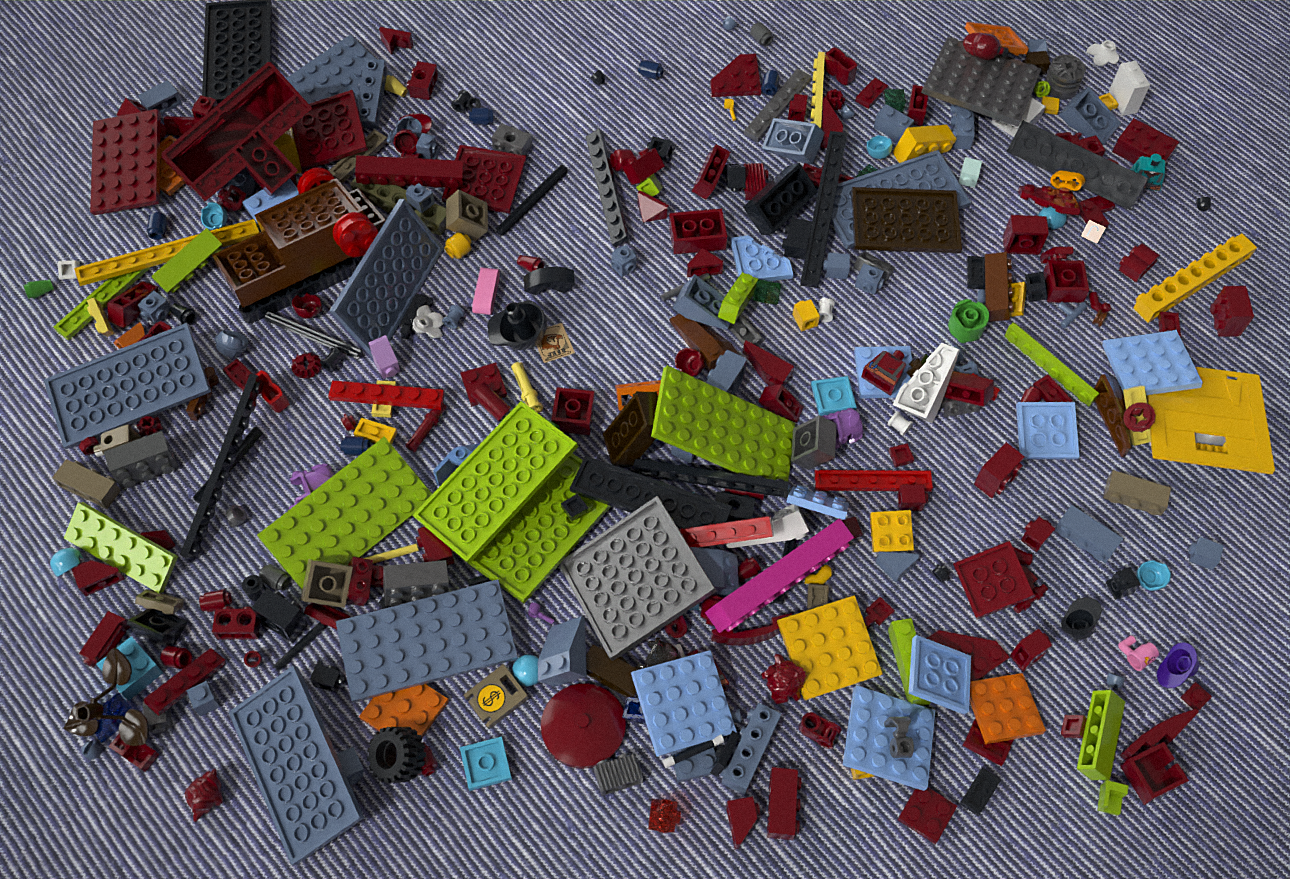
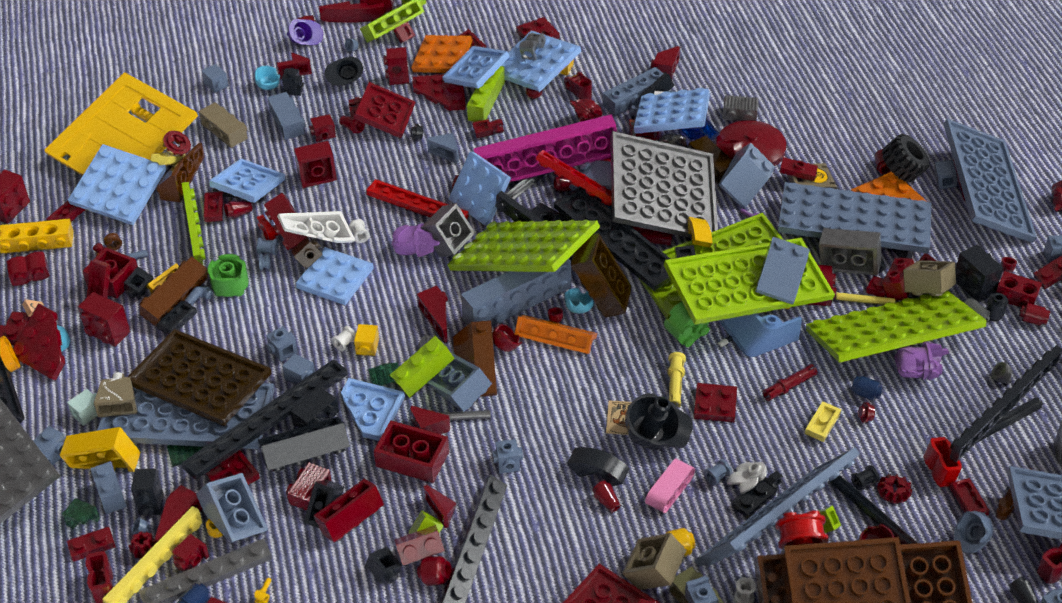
camera: 150 degrees left, 15 degrees down
(327, 677) = (947, 230): black brick -> none
(374, 431) = (842, 394): yellow plate -> none
(384, 357) = (809, 452): lavender slope -> none
(386, 395) = (821, 415): red plate -> none
(466, 497) = (782, 270): none -> sand blue slope
(485, 763) = (836, 146): medium azure plate -> none
(491, 401) = (716, 373): dark red brick -> none
(511, 689) = (798, 169): none -> dark red plate
(526, 670) = (775, 186): medium azure hair -> none
(531, 200) = (563, 573): black axle -> none
(573, 410) = (643, 335): dark red brick -> none
(575, 544) = (700, 232): none -> yellow slope
(597, 685) = (730, 146): none -> dark red slope
(663, 815) = (720, 77): clear red brick -> none
(781, 402) = (450, 280): dark red slope -> none
(783, 803) = (633, 60): dark red brick -> none
(786, 524) = (531, 192): white wedge -> none
(830, 647) = (535, 115): yellow plate -> none
(833, 395) = (396, 271): medium azure plate -> none
(860, 124) = (147, 492): none -> black brick
(868, 259) = (261, 355): flat silver slope -> none
(879, 147) = (148, 460): medium azure hair -> none
(885, 371) = (339, 259): dark red torso -> none
(891, 531) = (436, 157): yellow plate -> none
(901, 455) = (378, 211): dark red plate -> none
(912, 497) = (398, 177): dark red brick -> none
(917, 105) = (64, 491): dark red brick -> none
(949, 175) = (115, 396): none -> dark tan torso
(980, 791) = (495, 27): black plate -> none
(1140, 656) = (321, 47): bright pink piece -> none
(1143, 613) = (297, 62): none -> dark red slope

